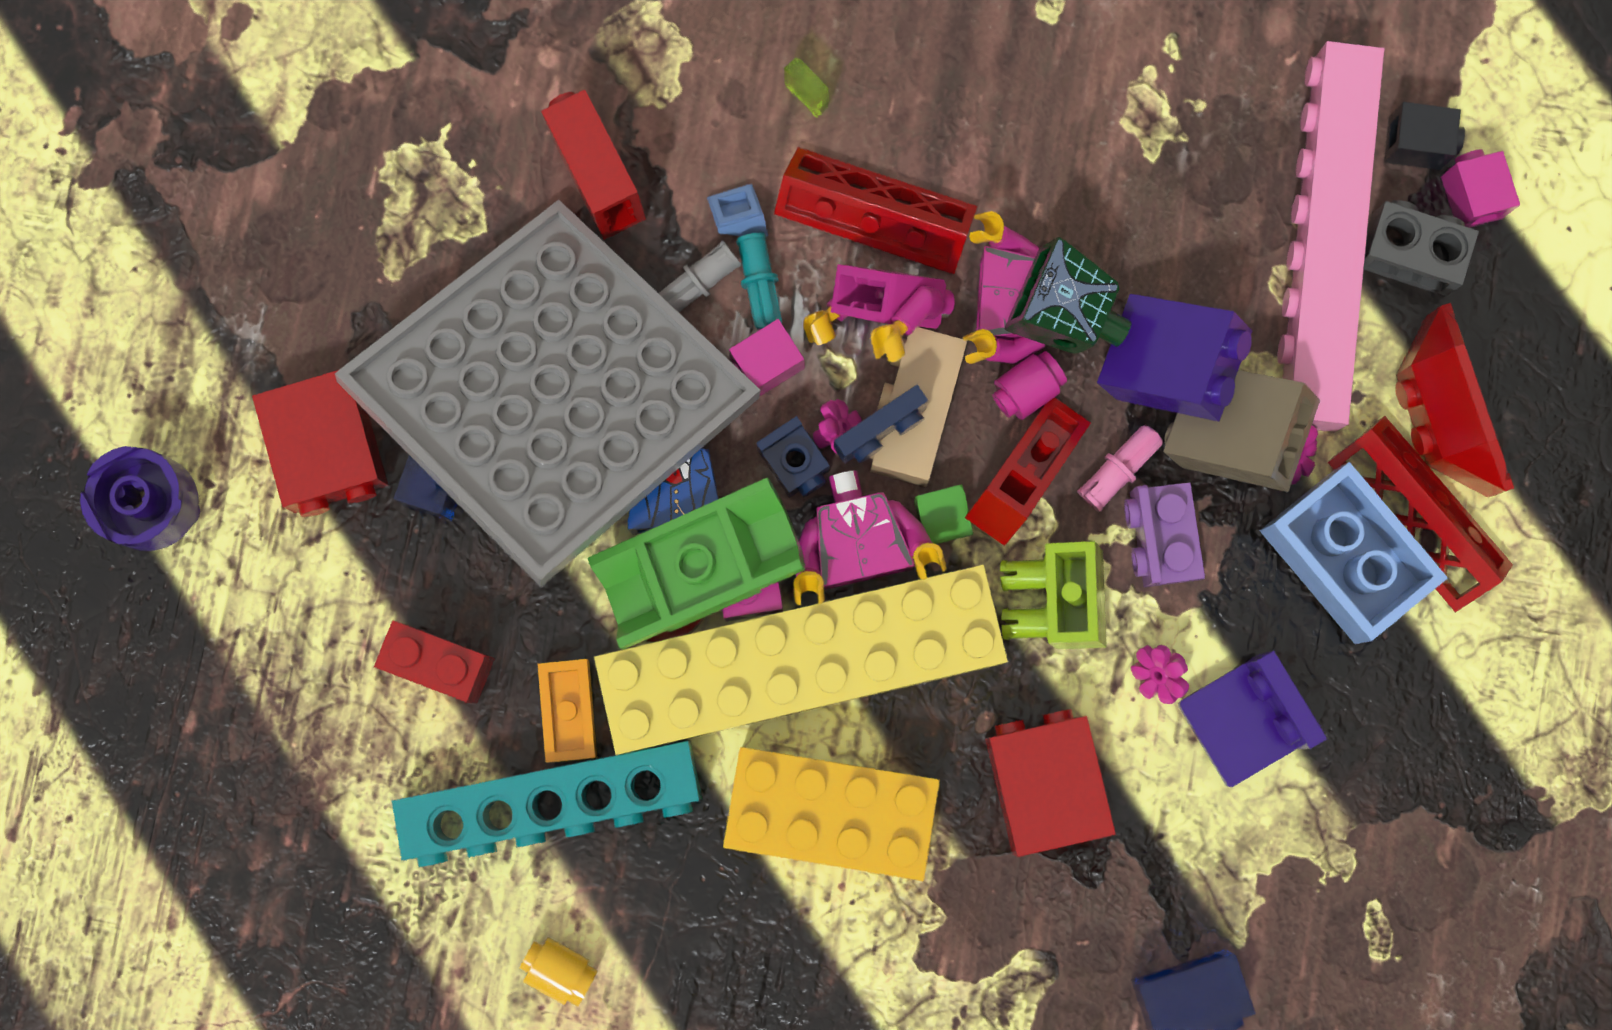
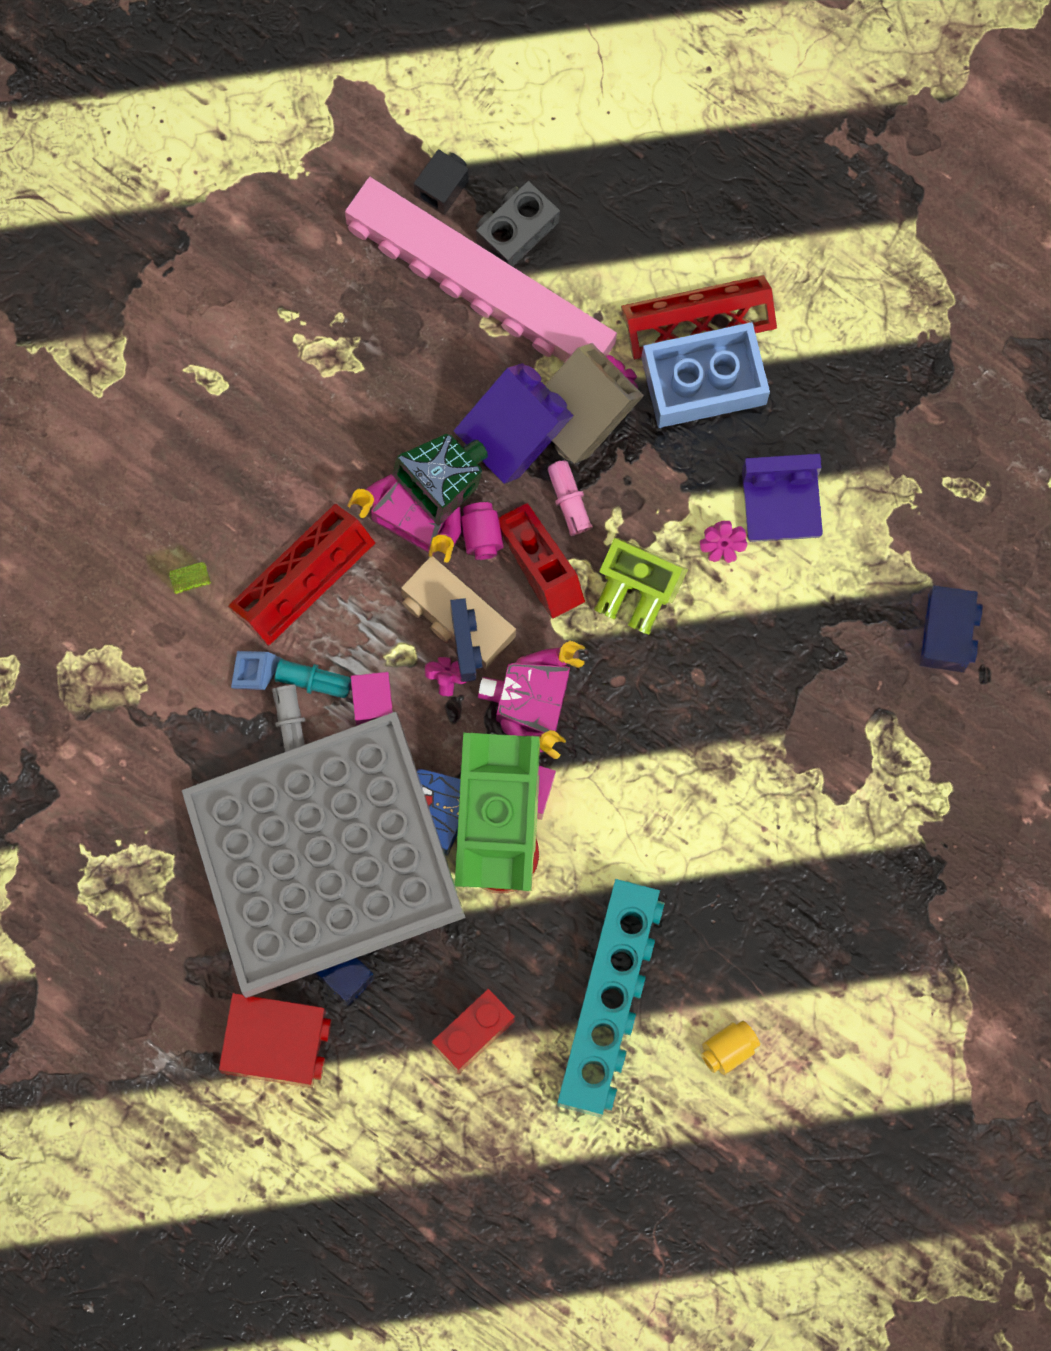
camera: 70 degrees left, 5 degrees down
(115, 490) = (235, 1172): dark purple brick -> none
(567, 710) = (551, 956): light orange plate -> none
(593, 163) = (173, 750): red brick -> none
(779, 444) = (446, 727): dark blue brick -> none
(800, 660) = (596, 778): light yellow brick -> none
(831, 813) = (710, 807): yellow brick -> none
(884, 298) = (373, 596): dark pink torso -> none
(944, 514) = (542, 632): bright green slope -> none
(1049, 783) = (761, 652): red brick -> none
(1164, 534) = (629, 492): medium lavender bracket -> none
(1449, 409) = (636, 262): red wedge -> none
(1480, 188) = (497, 163): dark pink brick -> none

